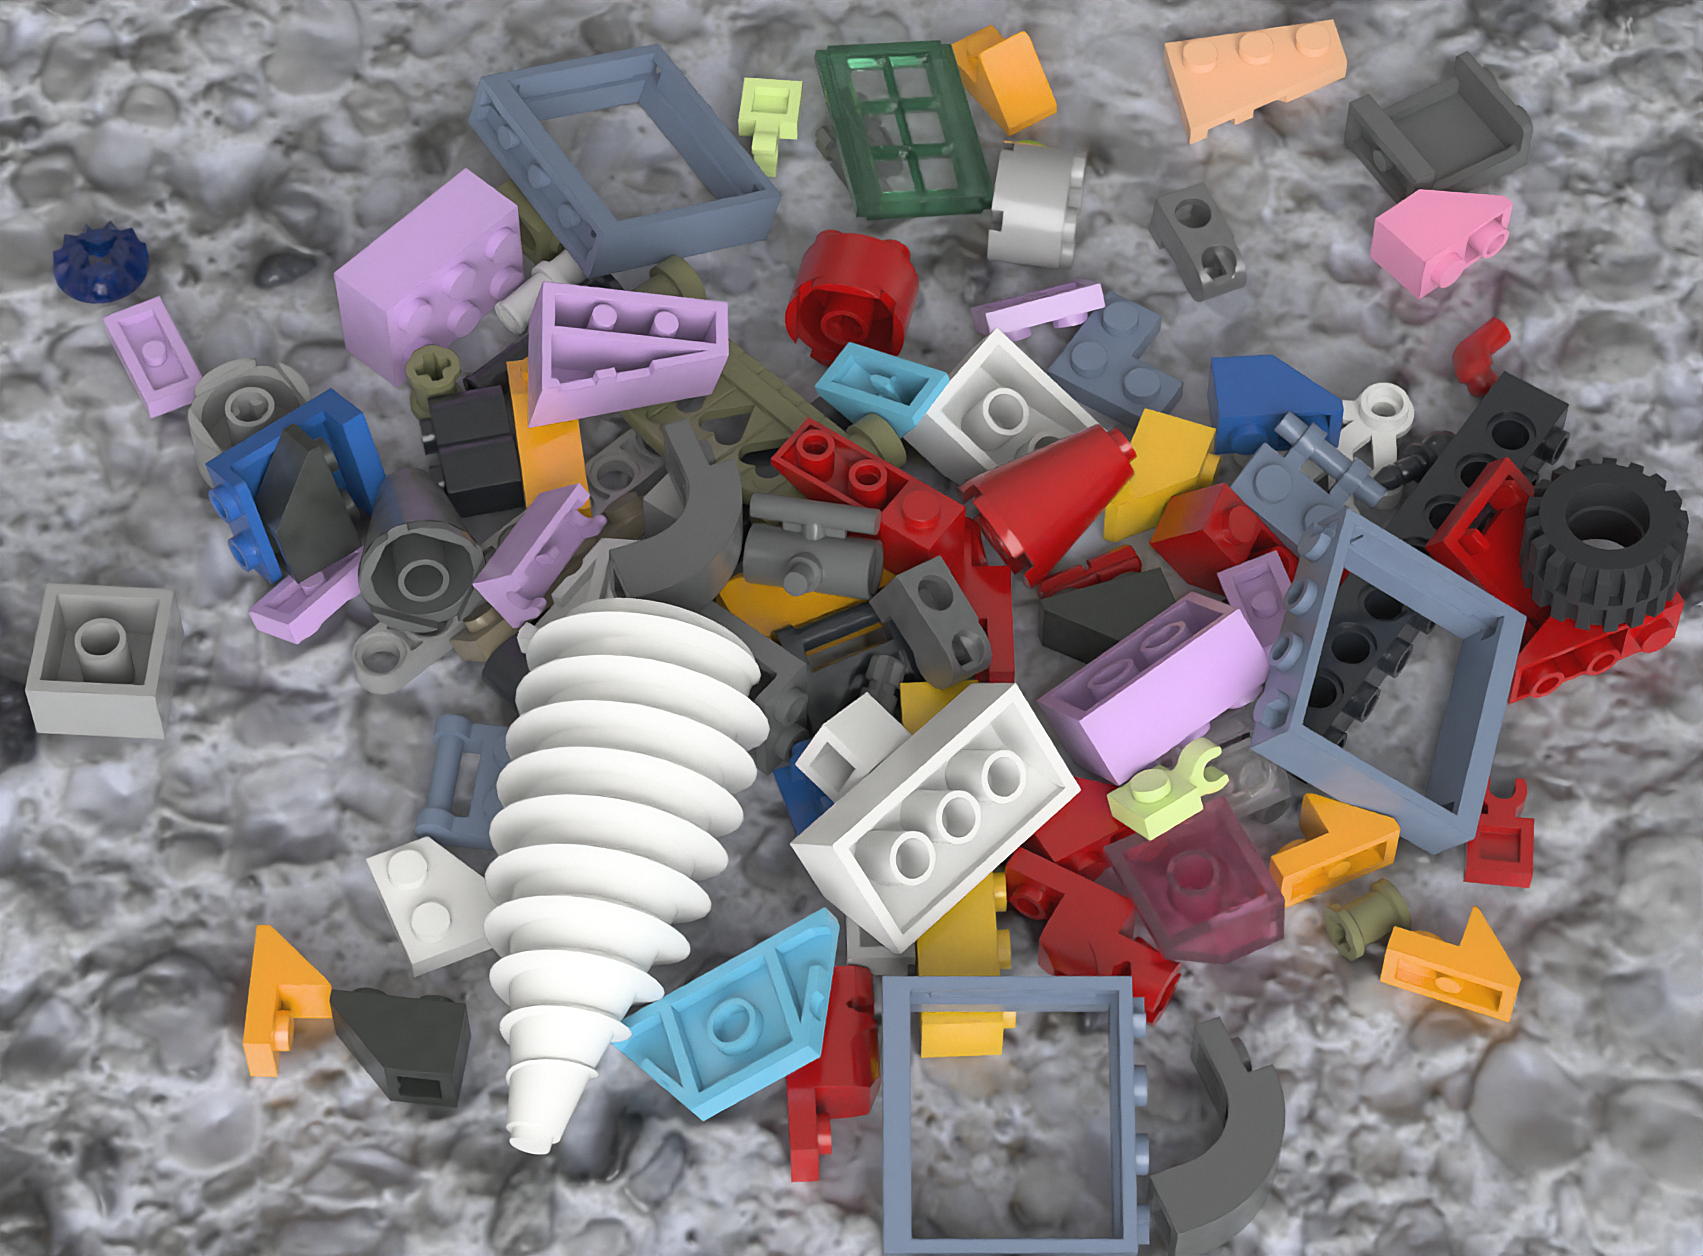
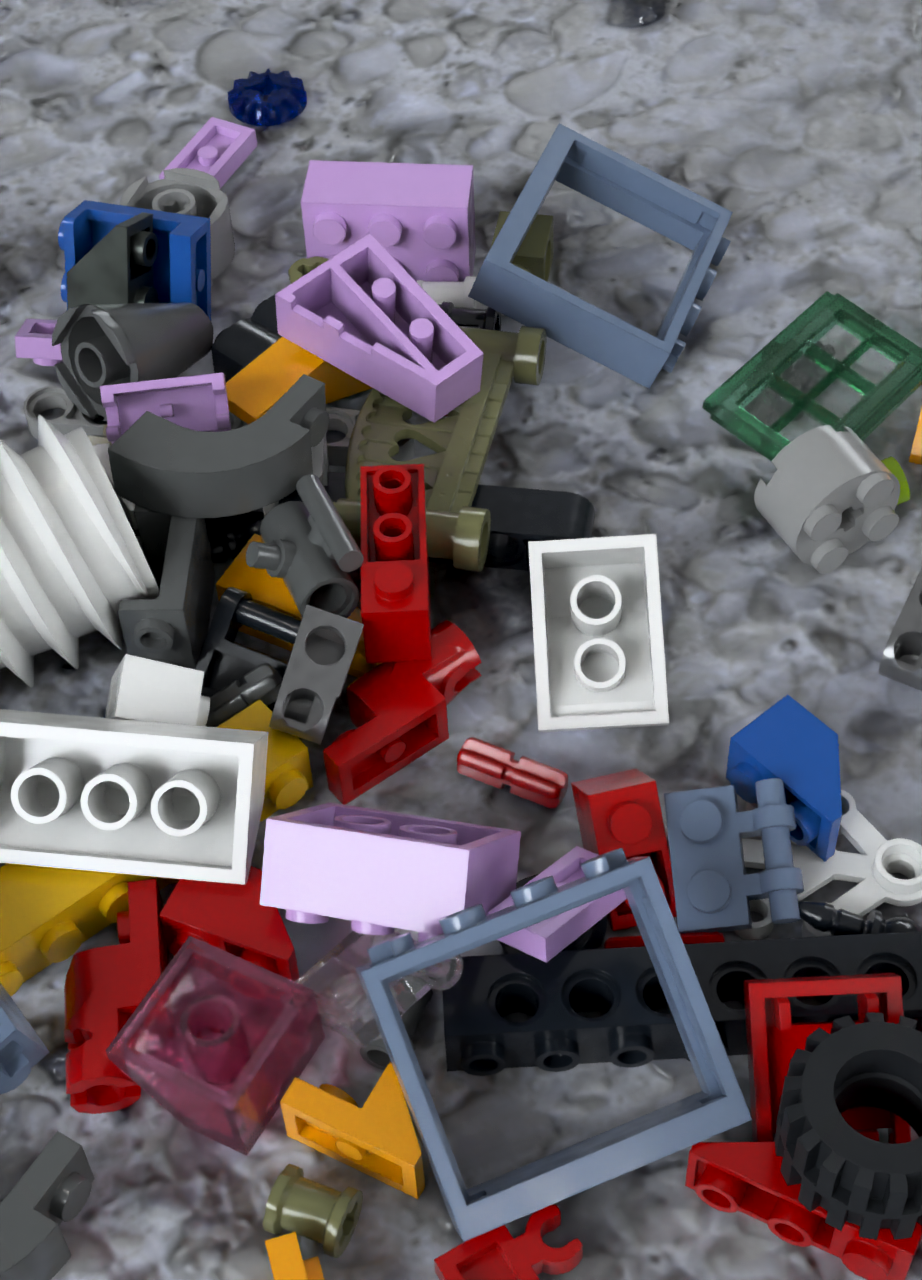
camera: 55 degrees right, 5 degrees down
(769, 113) = (752, 312): yellowish green plate -> none
(852, 293) = (616, 448): red brick -> none
(881, 384) = (519, 506): medium azure slope -> none
(1049, 497) = (522, 676): red cone -> none
(1061, 304) = (722, 562): lavender plate -> none
(1099, 616) = (469, 794): pearl dark grey slope -> none
(1104, 368) = (743, 648): sand blue plate -> none
(1164, 798) = (273, 944): yellowish green plate -> none
(1170, 461) = (665, 739): yellow slope -> none

